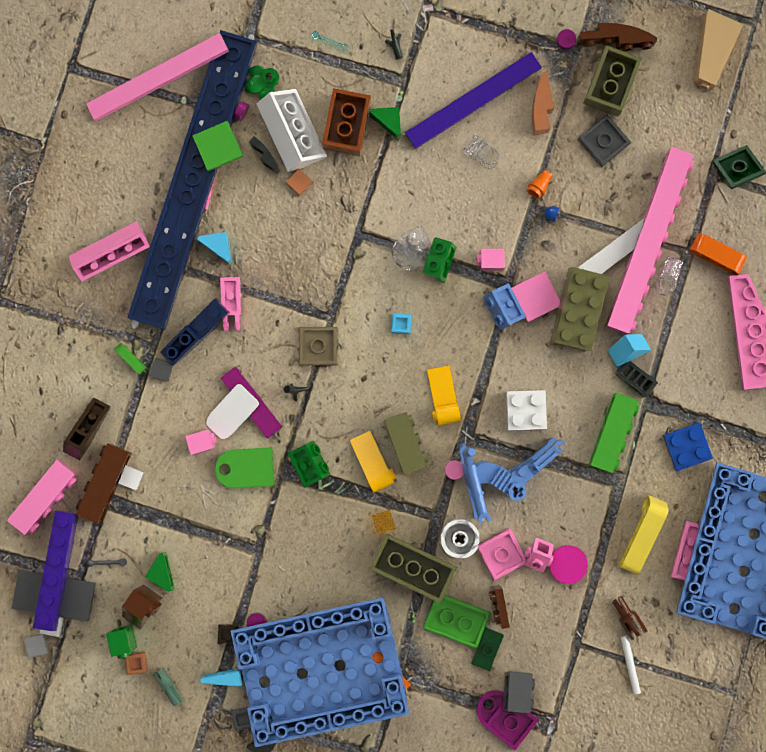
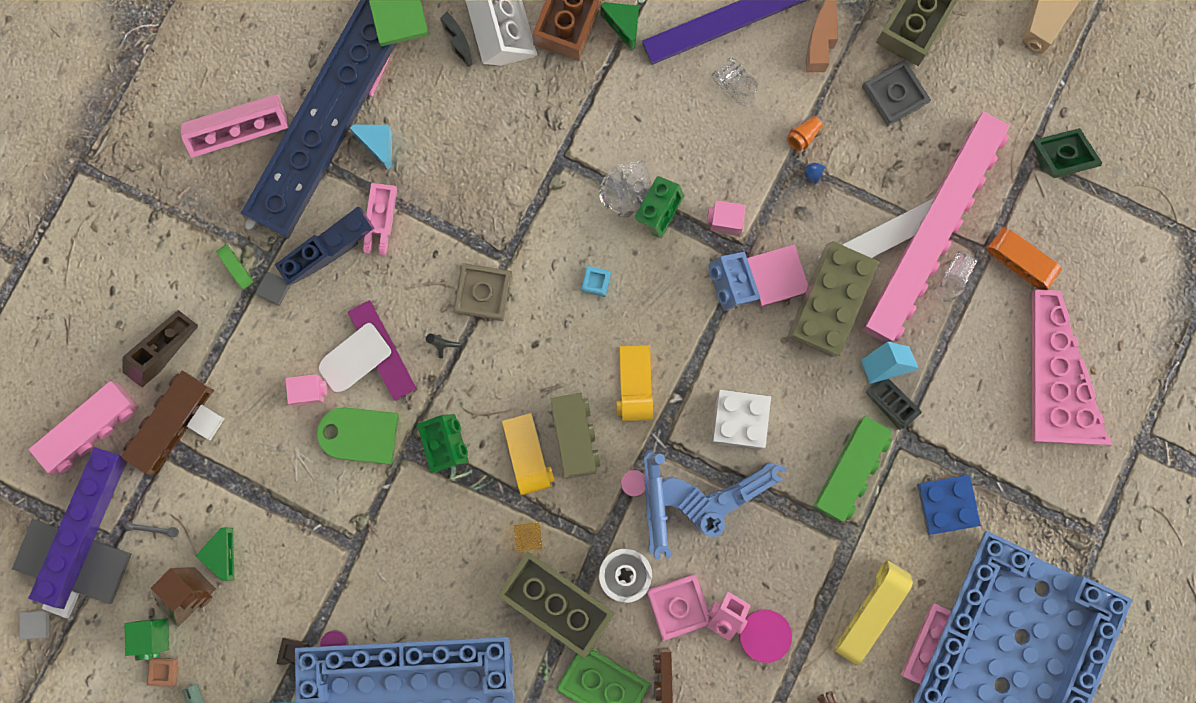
camera: 10 degrees right, 5 degrees down
(299, 182) = (495, 80): nougat tile -> none

